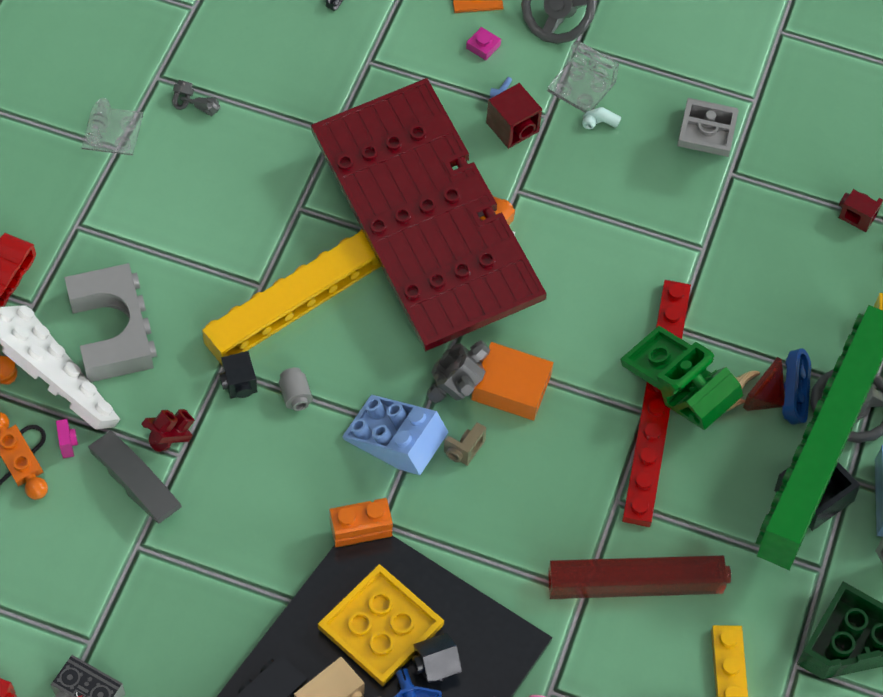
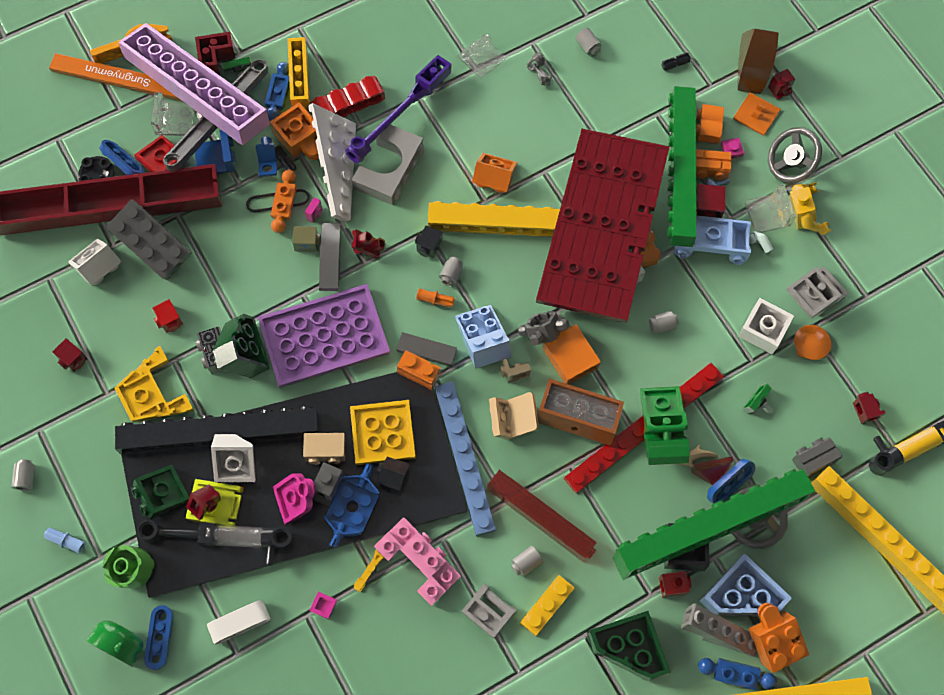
camera: 40 degrees right, 10 degrees up
(76, 203) = (425, 83): none -> dark purple bar
(85, 477) = (306, 238): none -> olive brick
(124, 656) = (240, 348): none -> dark green brick
(207, 573) = (323, 335): none -> medium lavender plate
(225, 33) = (588, 42): none -> light grey brick
(246, 246) = (494, 172): none -> orange slope
(302, 433) = (435, 298): none -> orange axle
(351, 491) = (427, 349): none -> dark grey tile
(438, 32) = (710, 123): none -> orange brick
(460, 98) = (683, 167): none -> green brick
(477, 73) = (713, 164): none -> orange brick
(496, 583) = (464, 459): none -> medium blue plate
(513, 491) = (513, 416): none -> tan bracket
(547, 146) = (721, 237): none -> light blue piece
(578, 274) = (663, 322): none -> light grey brick
(579, 432) = (580, 412): none -> brick
(620, 49) = (805, 209): none -> yellow torso
(667, 638) = (526, 561): none -> light grey brick
(687, 199) = (766, 326): none -> white brick
(745, 185) = (812, 342): none -> orange dish
(747, 282) = (759, 400): none -> green piece
(838, 537) = (675, 584): none -> red brick
(858, 292) = (817, 457): none -> dark grey brick

